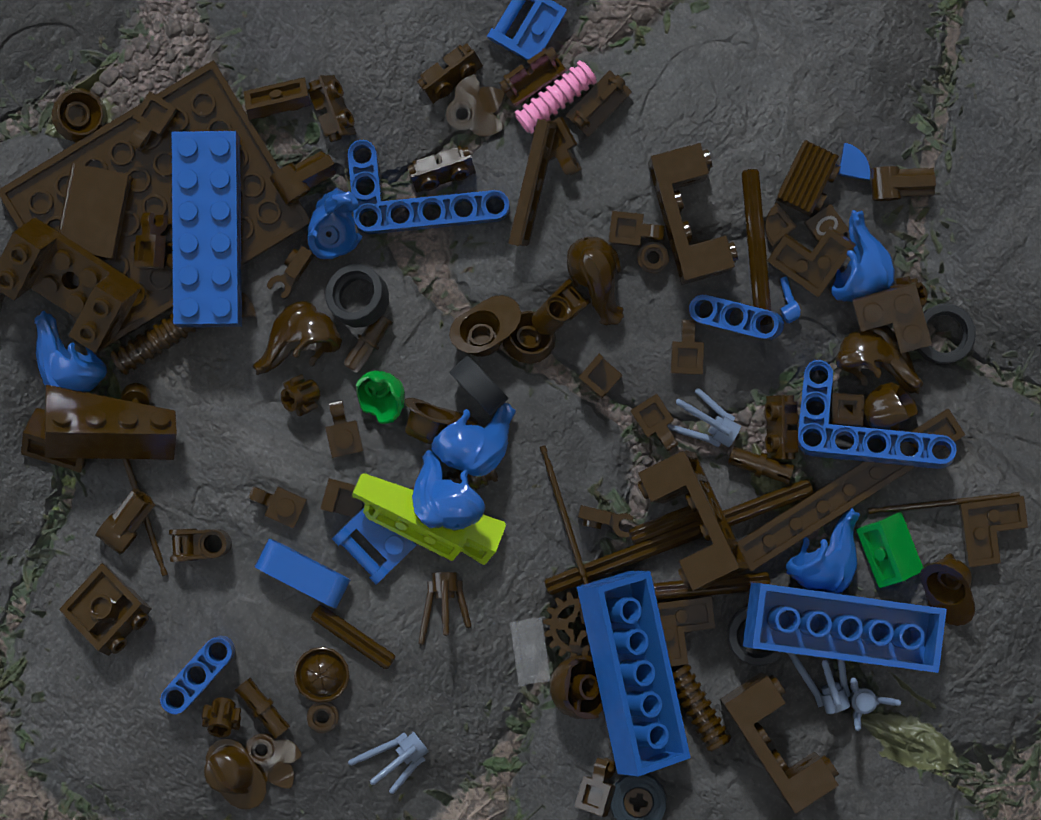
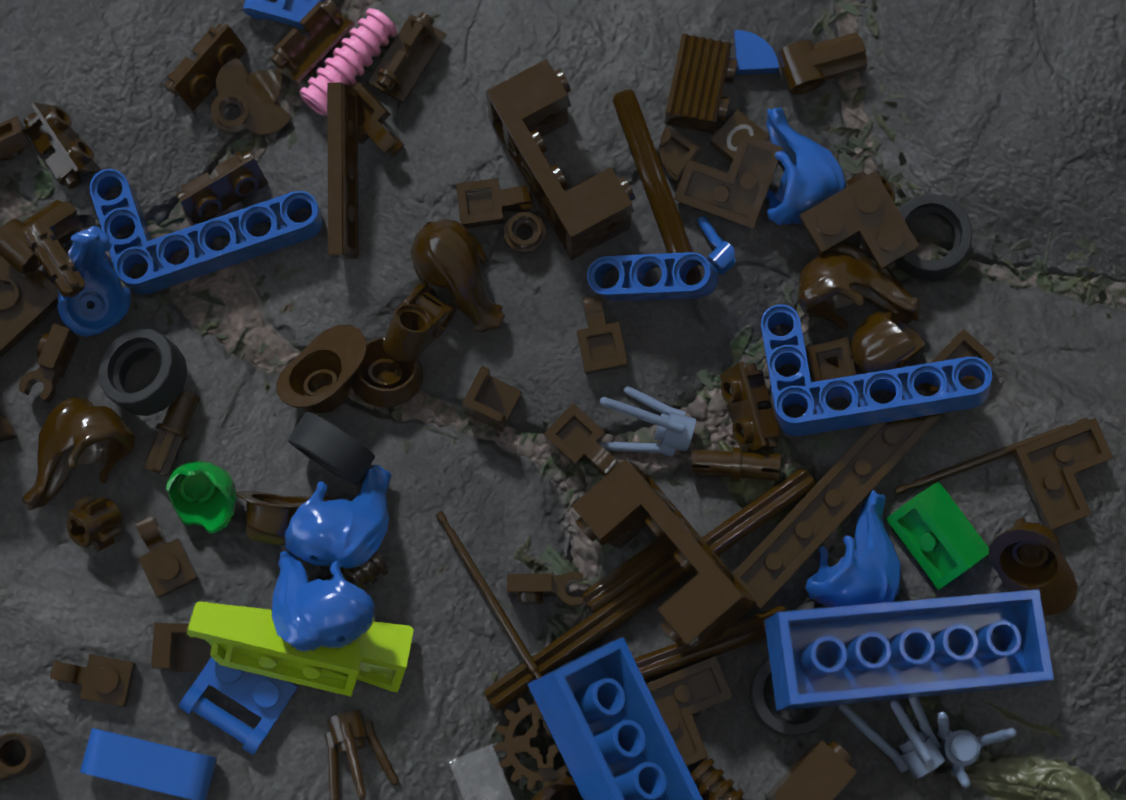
camera: 20 degrees left, 10 degrees down
(314, 204) = (54, 259): none -> dark brown axle

